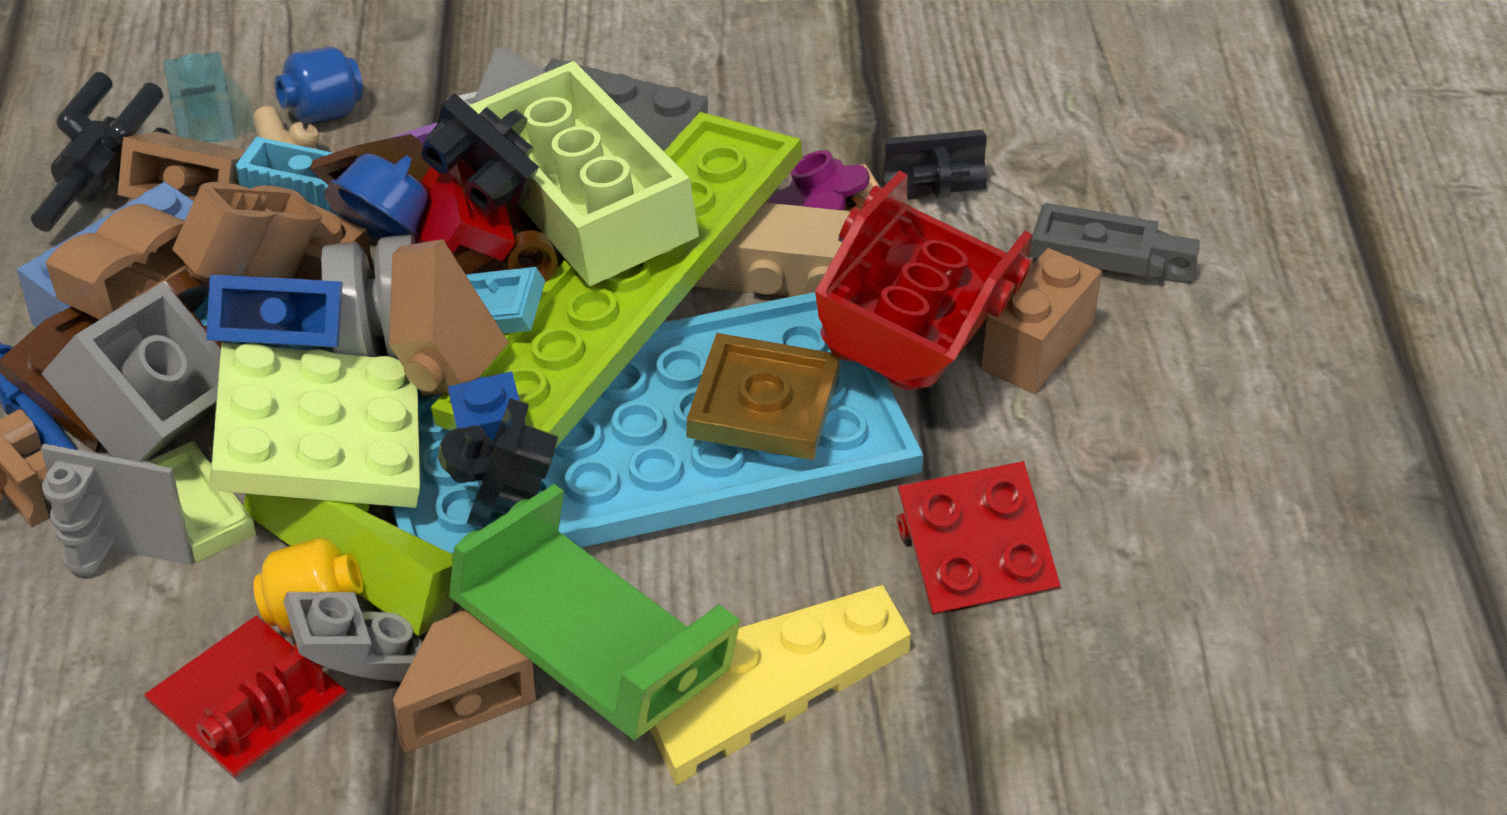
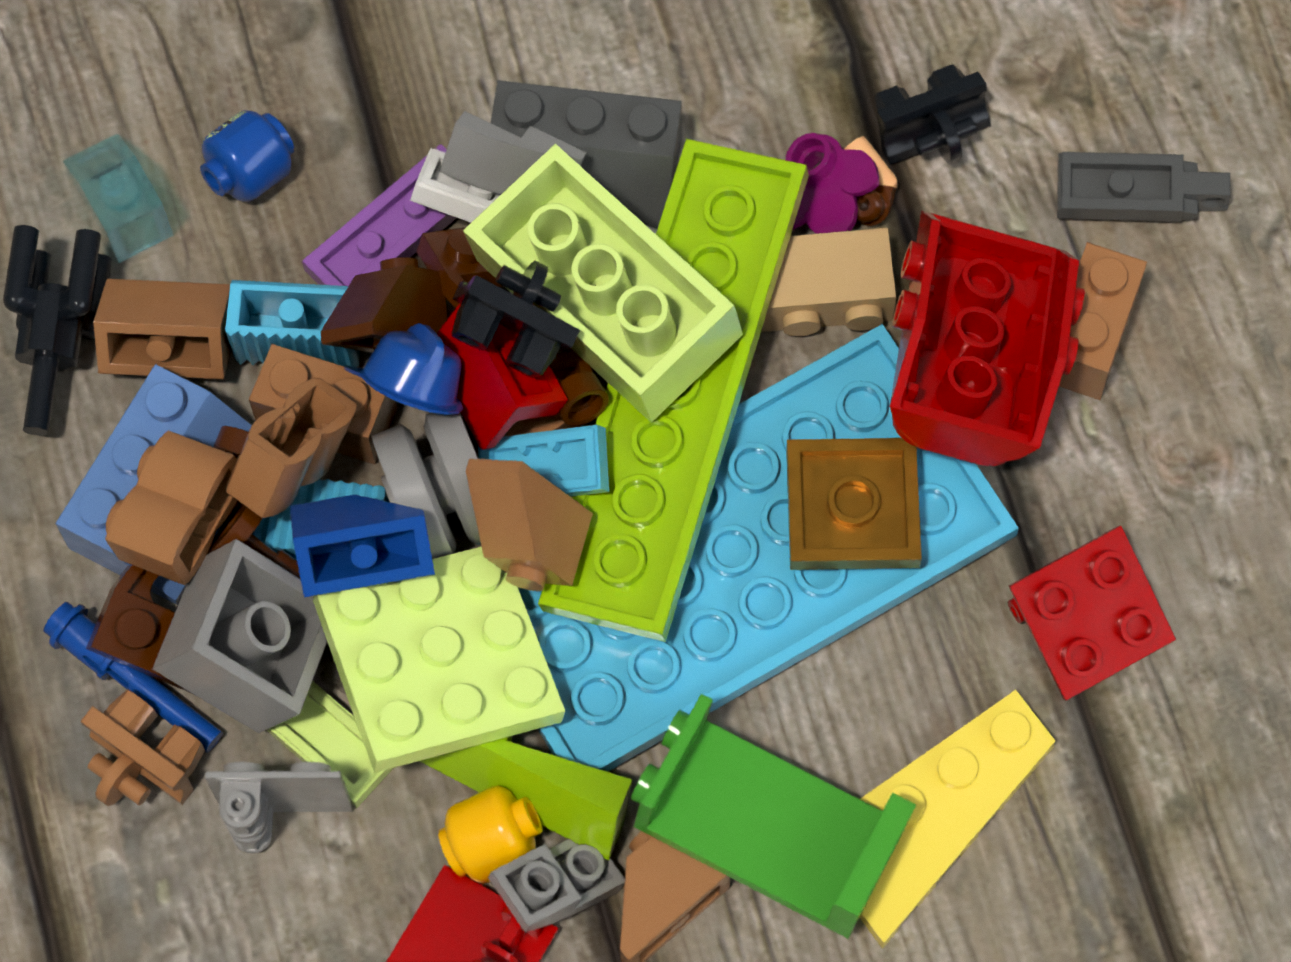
camera: 10 degrees left, 25 degrees up
(270, 126) = (227, 239): tan arm -> none
(483, 401) = (601, 606): blue plate -> none
(505, 468) = (635, 671): black hips -> none

